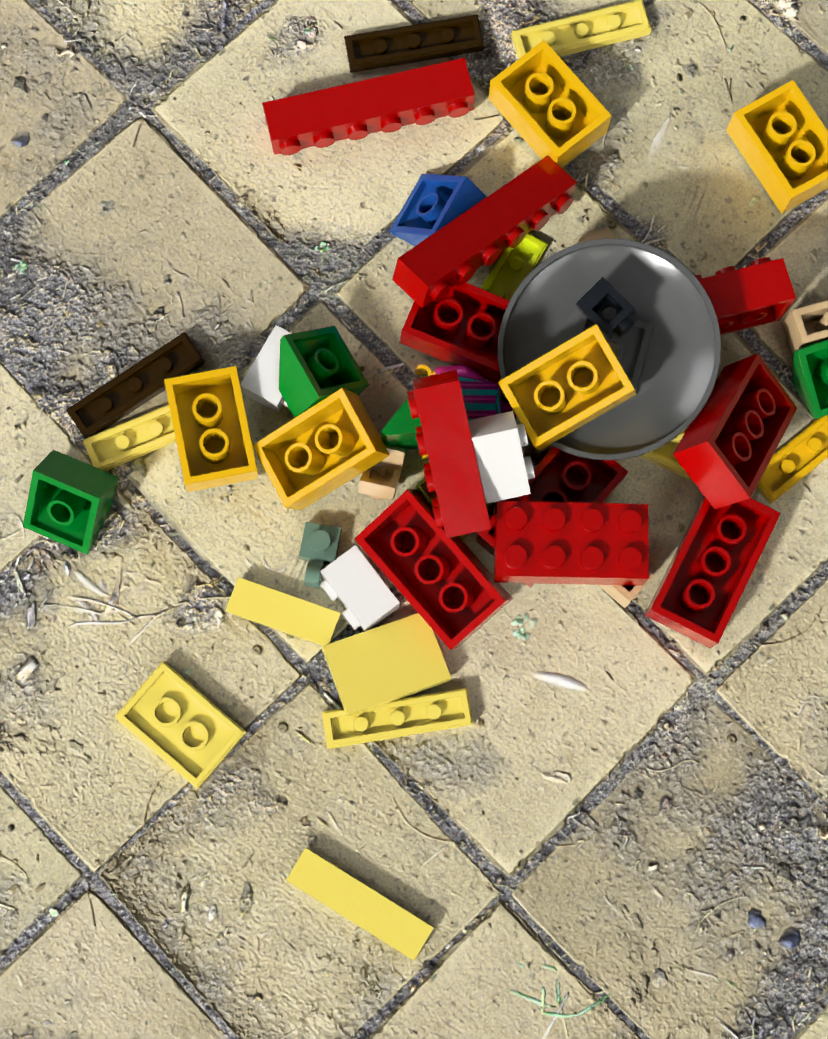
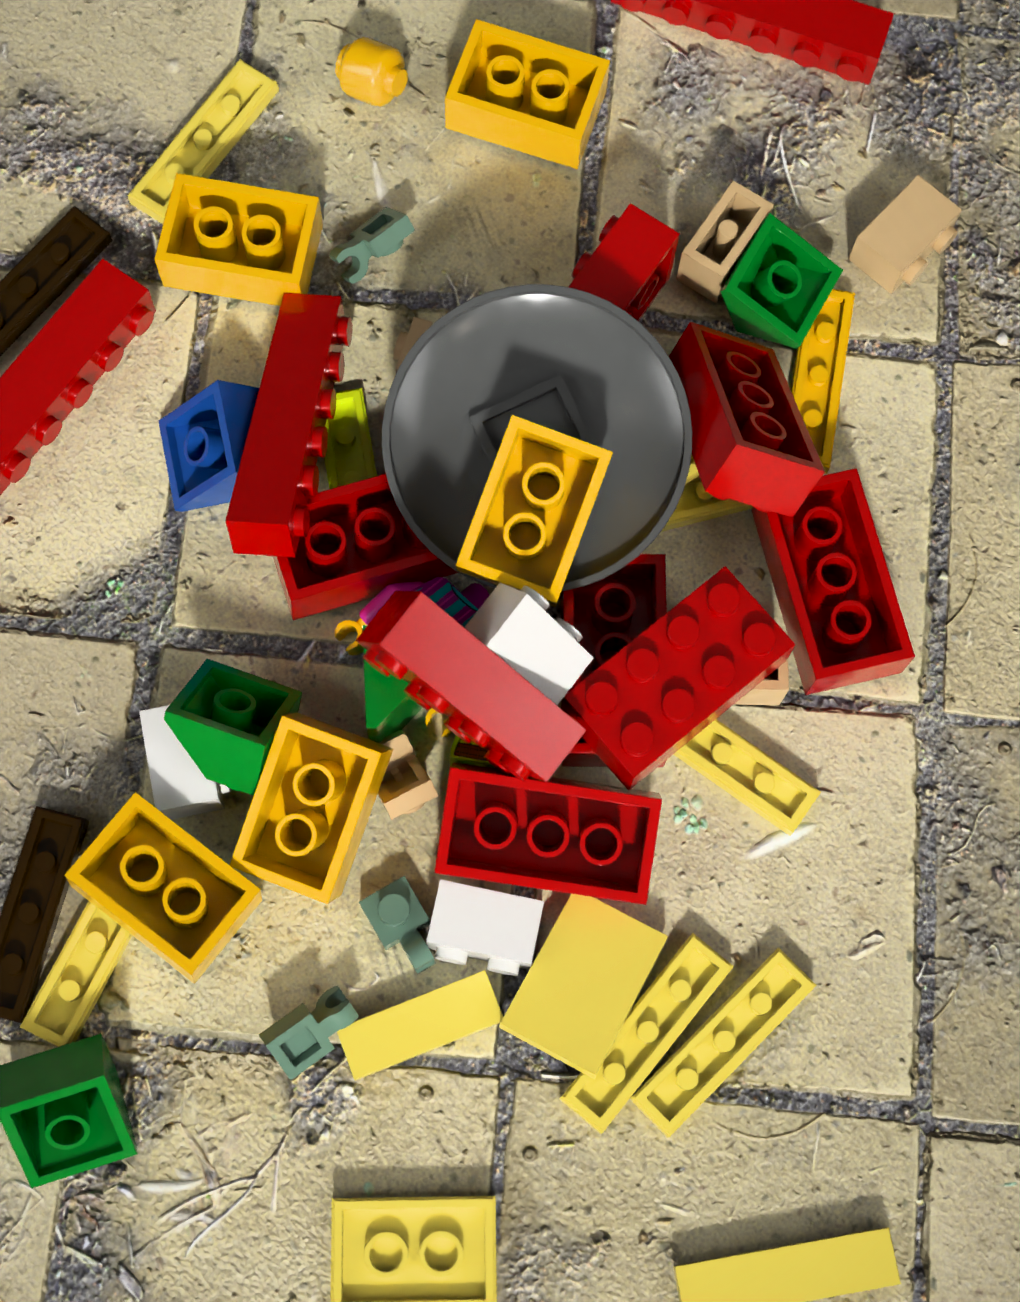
camera: 45 degrees left, 5 degrees down
(218, 567) = (303, 1036): none -> sand green plate
(433, 758) = (722, 1042): none -> light yellow tile
(573, 631) = (750, 775): none -> light yellow tile
(601, 297) = (491, 379): black brick -> none
(627, 163) = (376, 237): none -> sand green plate
(710, 64) = (371, 71): none -> yellow head

